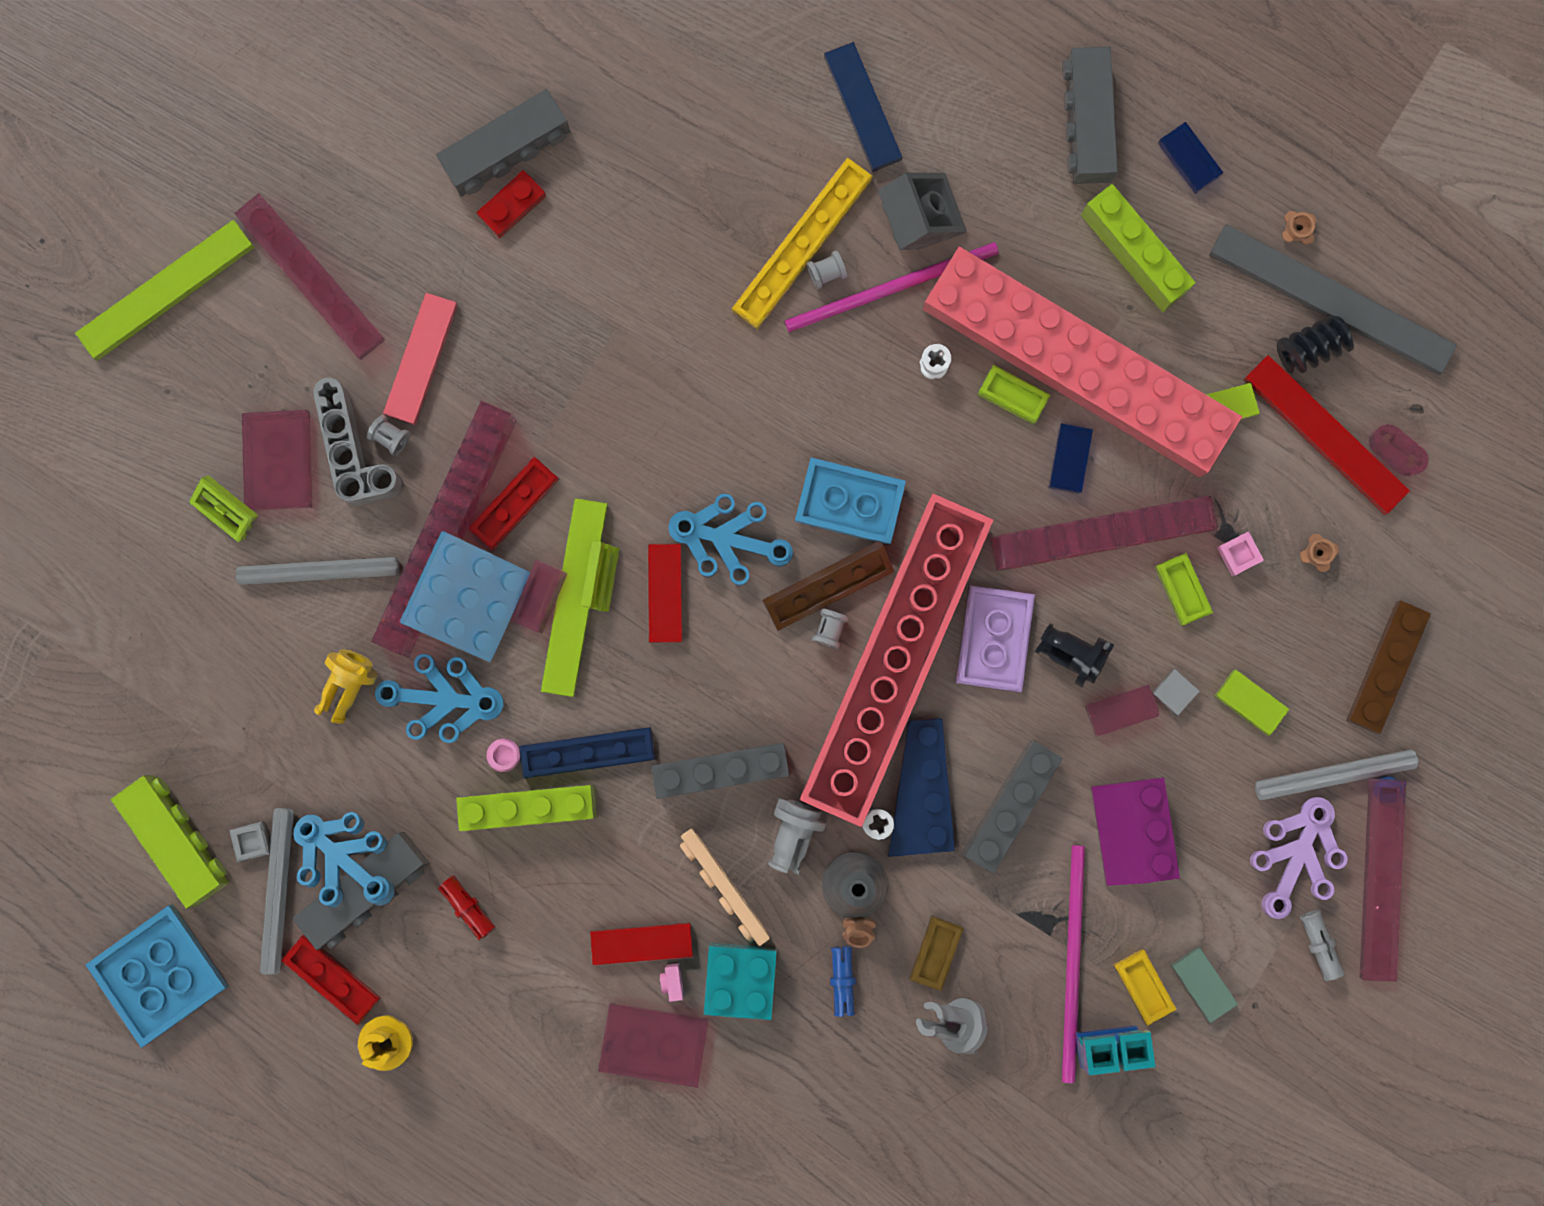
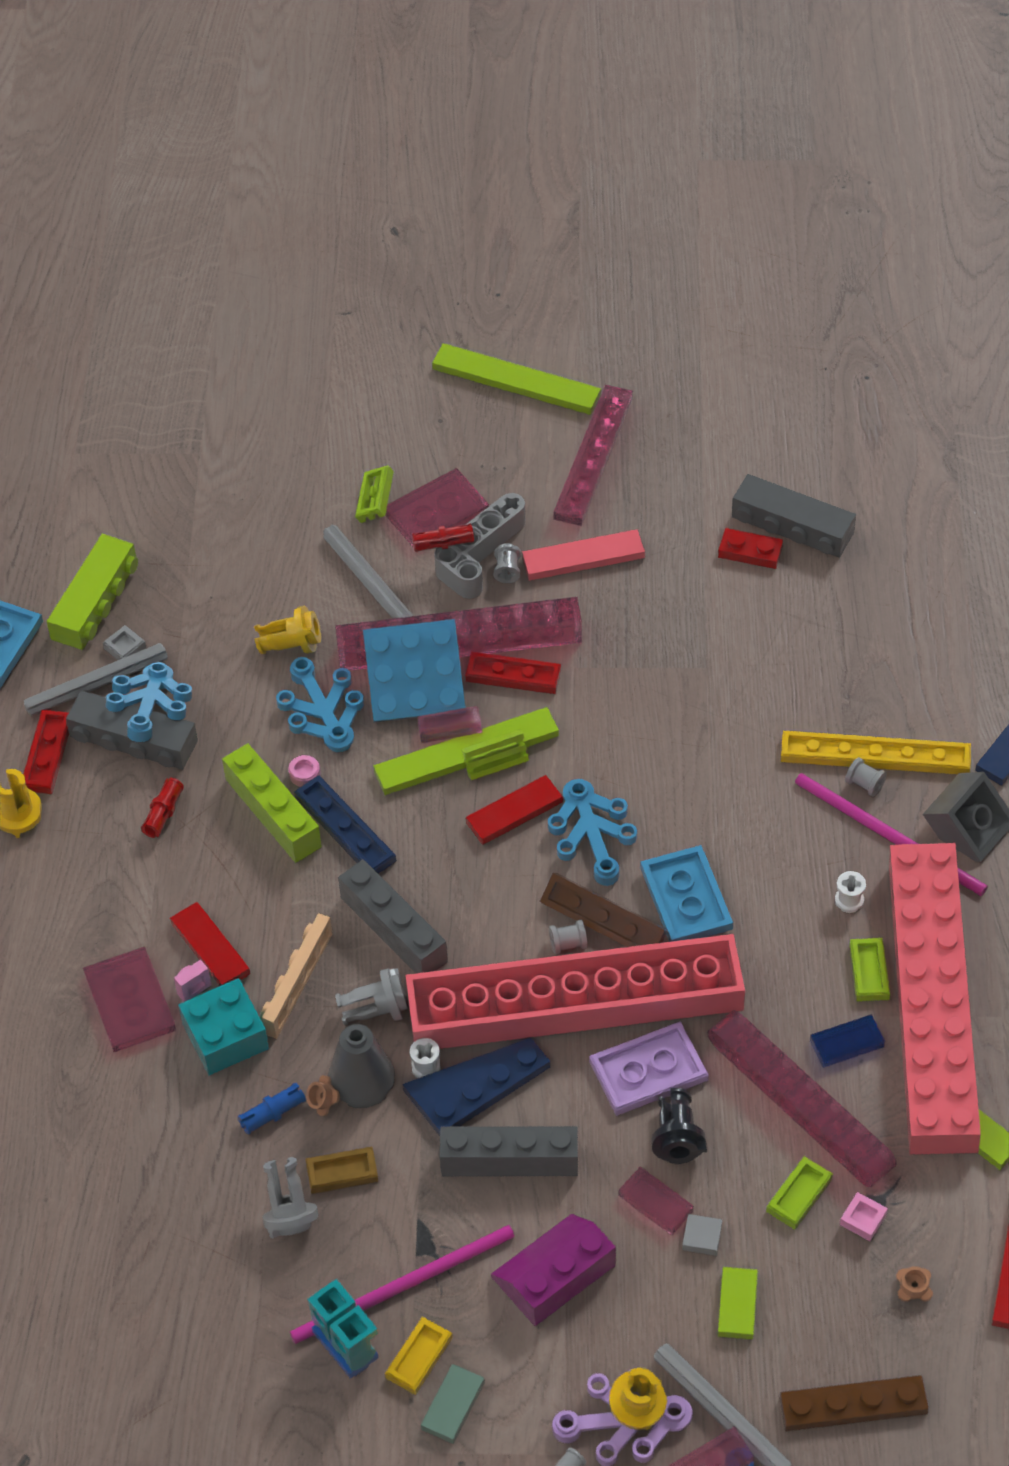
camera: 60 degrees right, 30 degrees down
(332, 482) = (443, 537): none -> red pin
(1305, 842) = (633, 1410): none -> yellow piece

